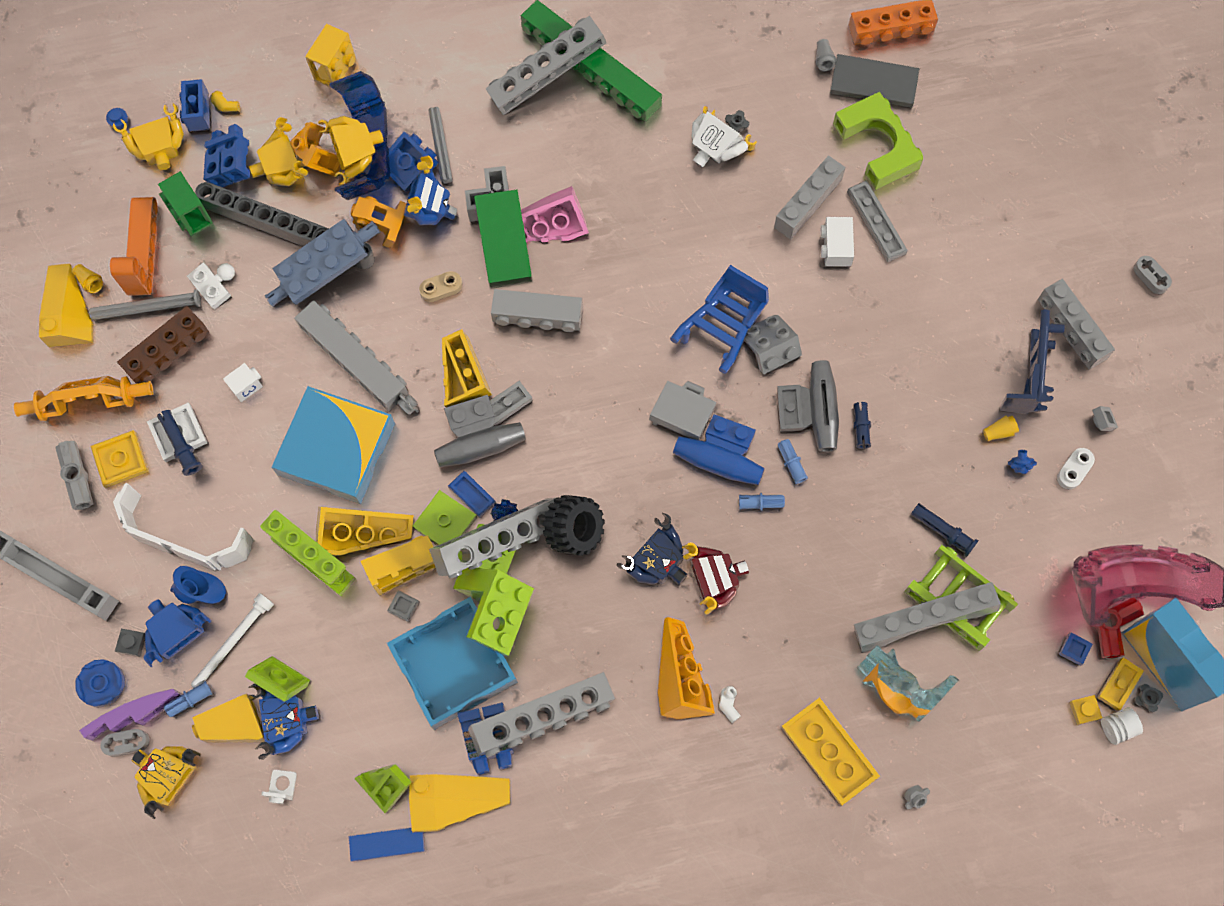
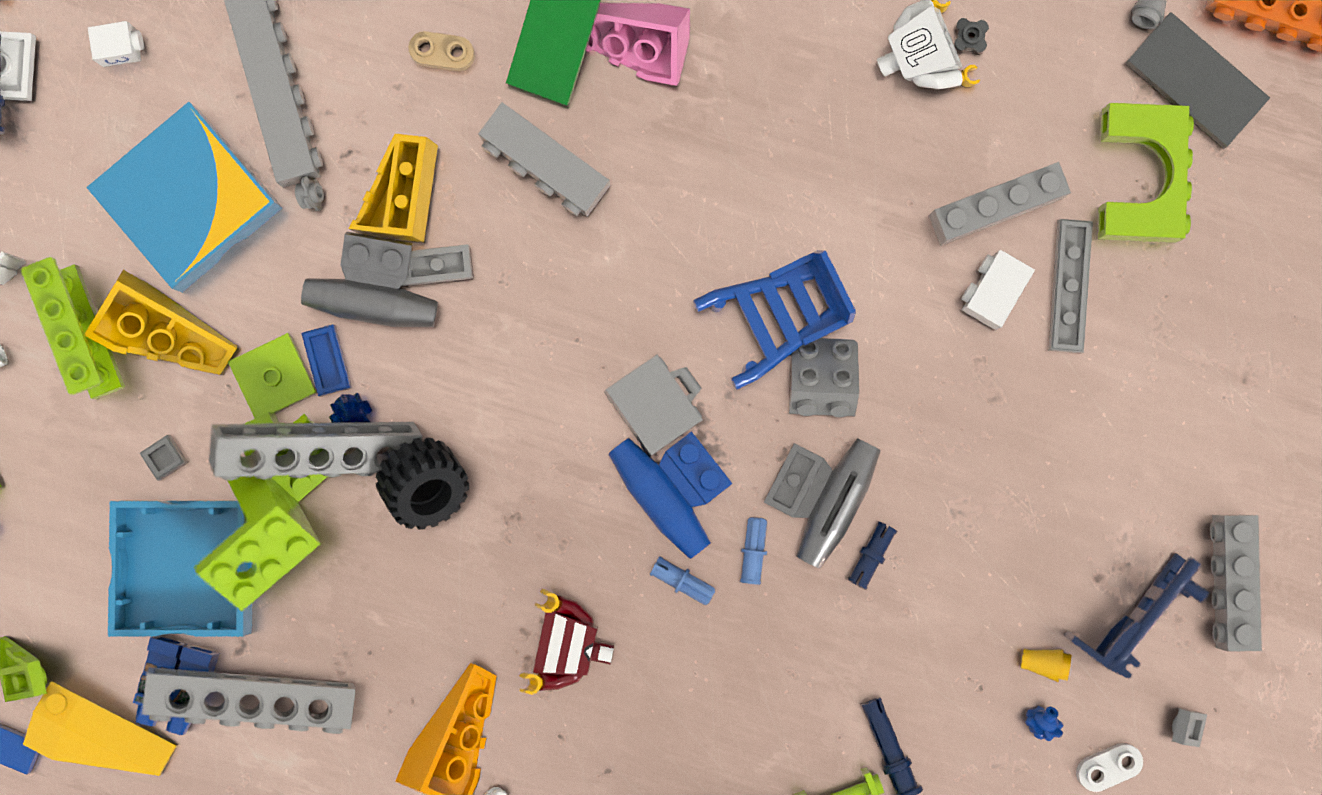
camera: 30 degrees right, 15 degrees up
(399, 564) = (182, 405): yellow wedge -> none
(657, 557) = (507, 580): dark blue torso -> none

